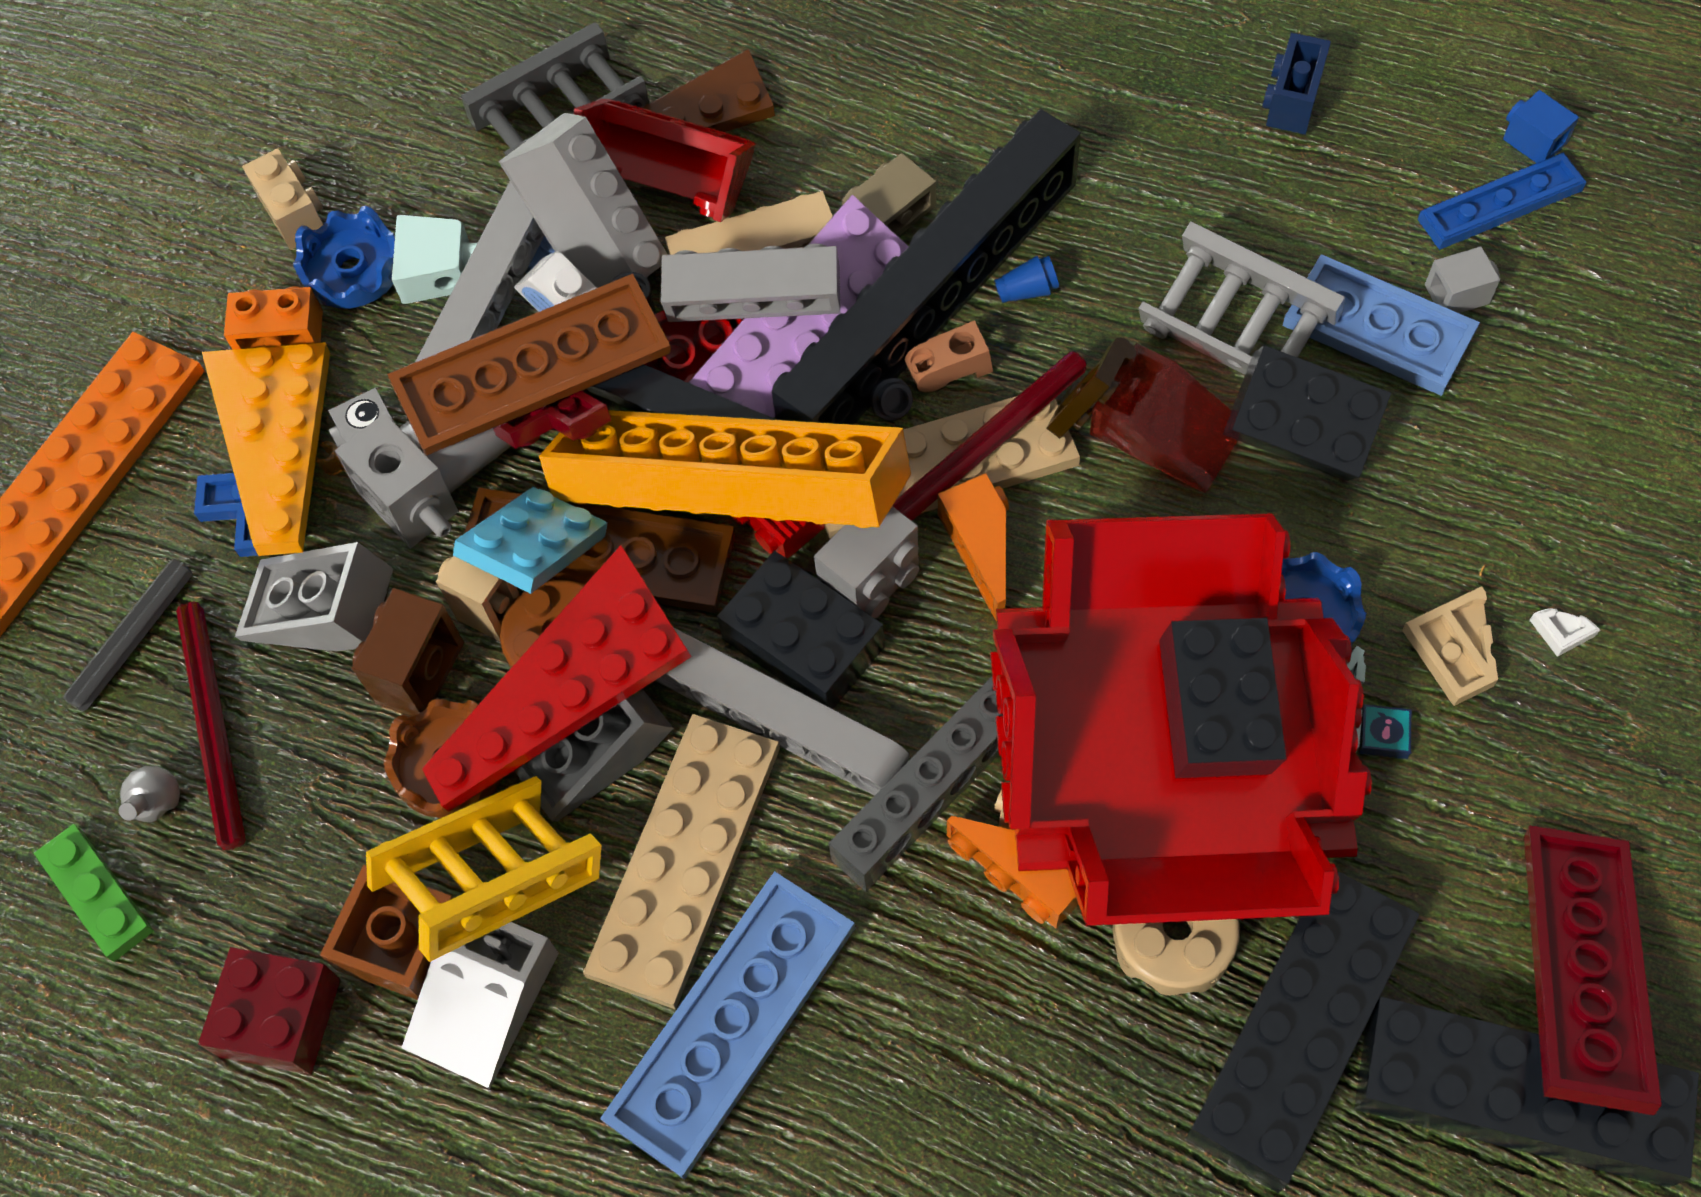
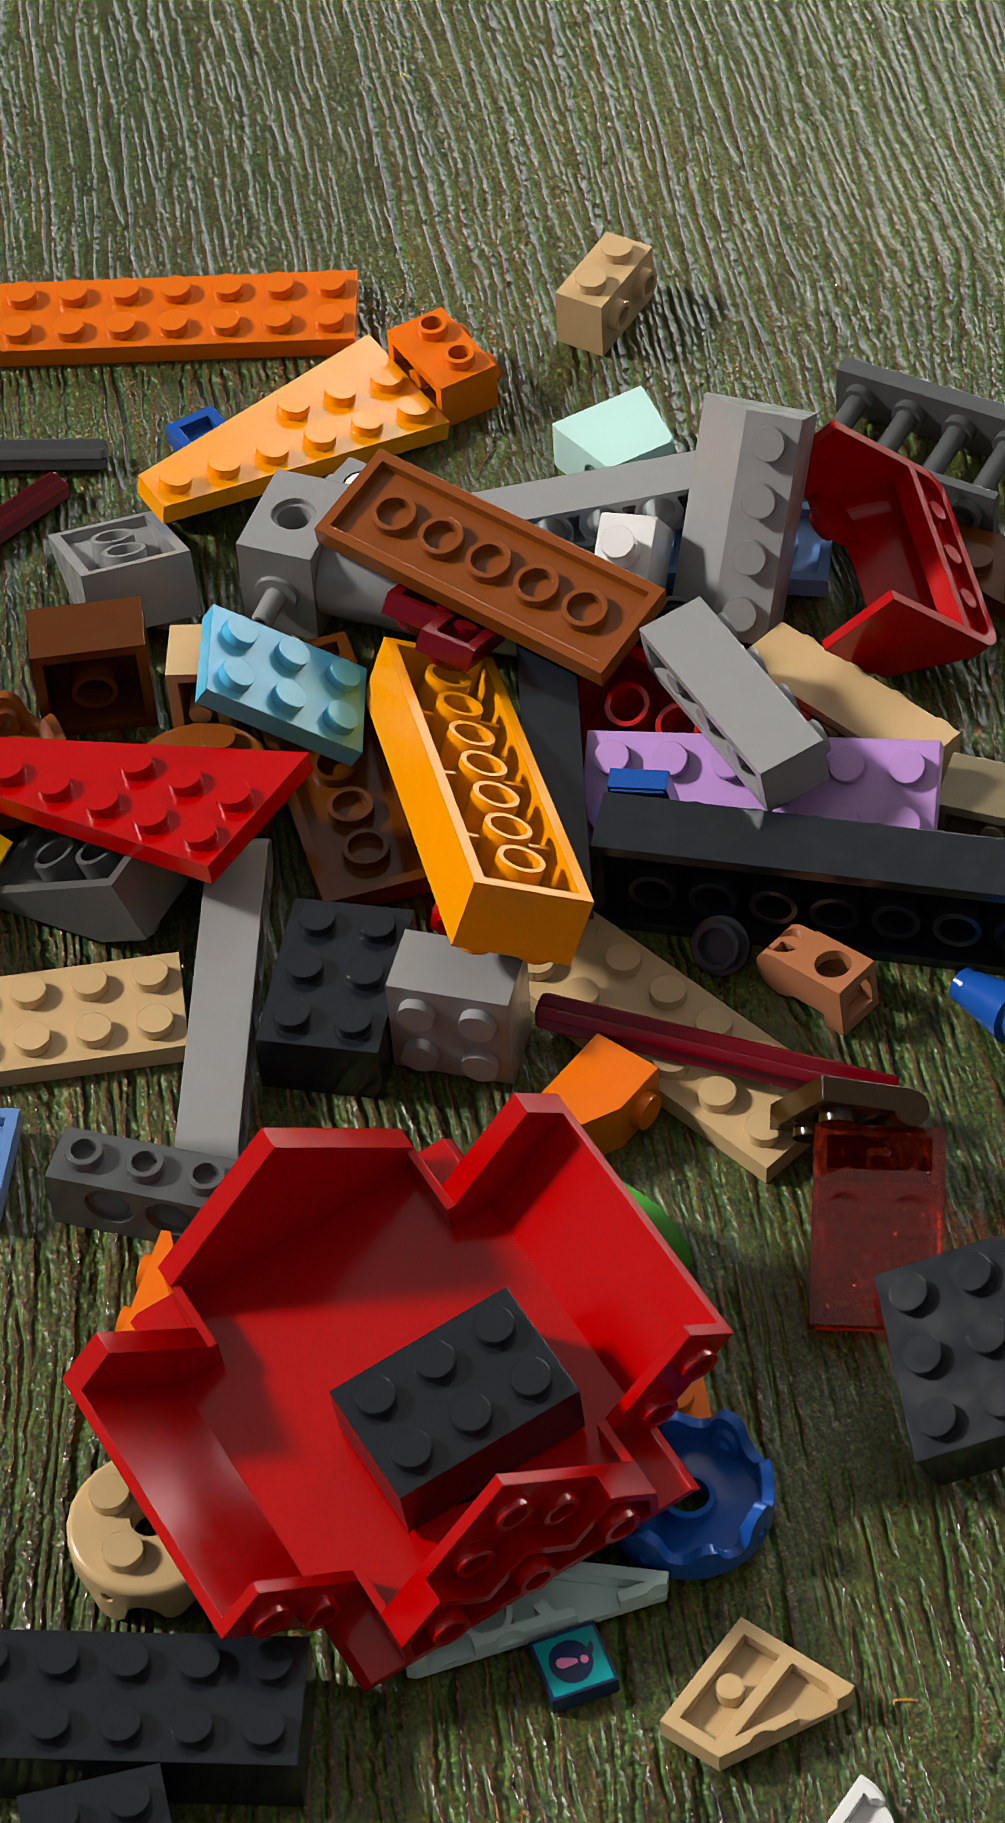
camera: 60 degrees right, 15 degrees down
(339, 239) = (559, 362): blue plate -> none
(765, 378) = (642, 782): none -> blue tile

